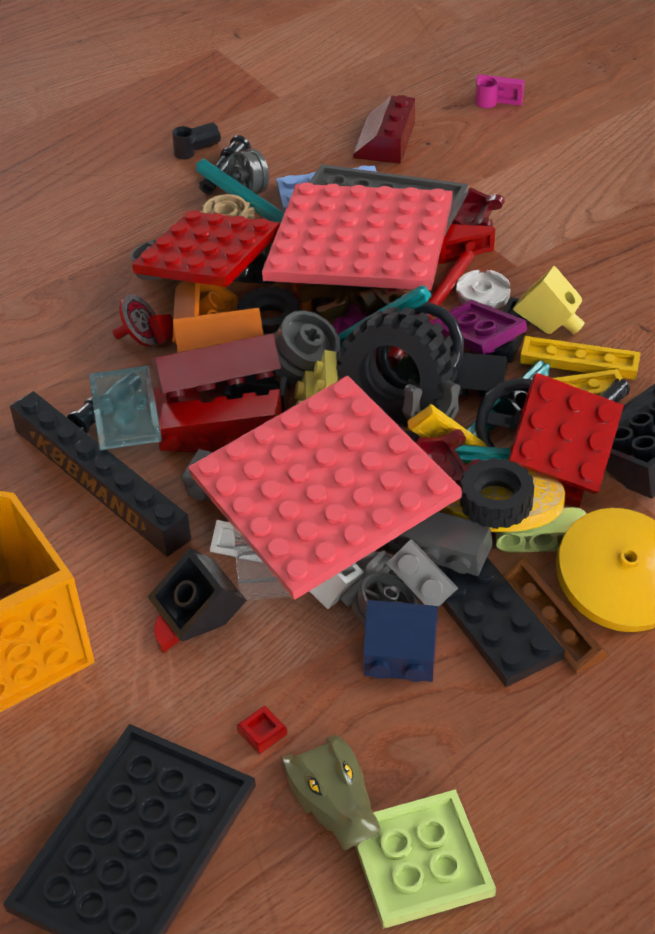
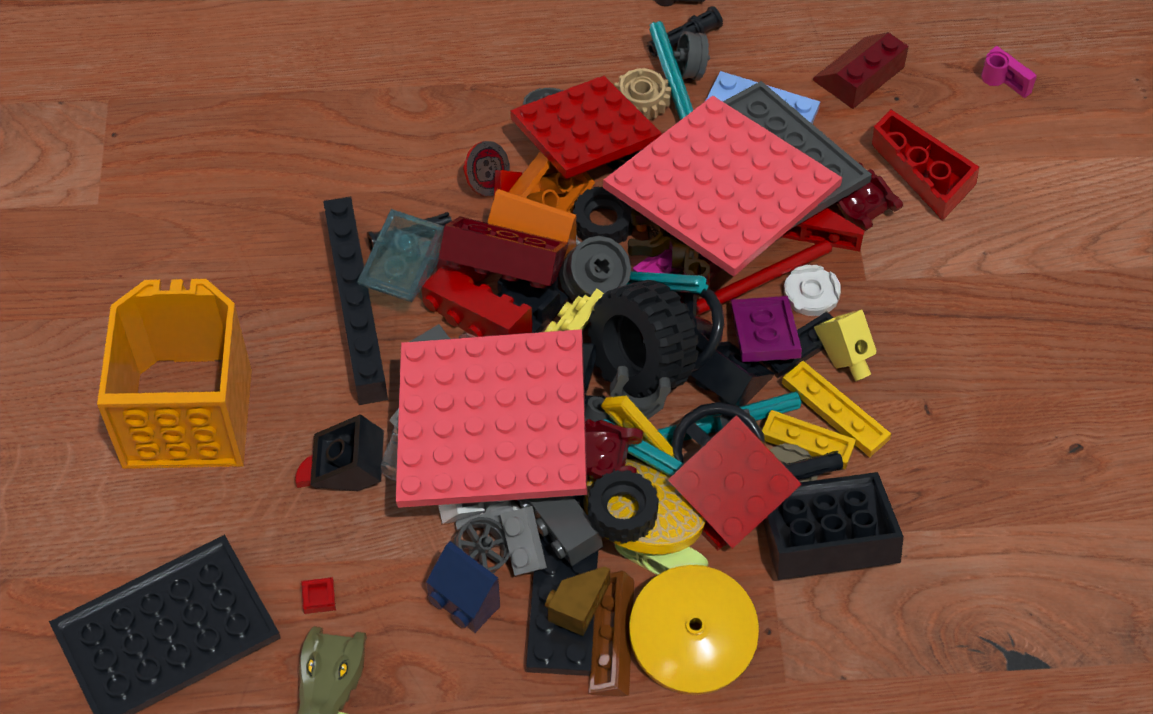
camera: 30 degrees right, 10 degrees up
(493, 167) = (925, 163): none -> red wedge
(512, 596) = (577, 599): none -> pearl gold slope

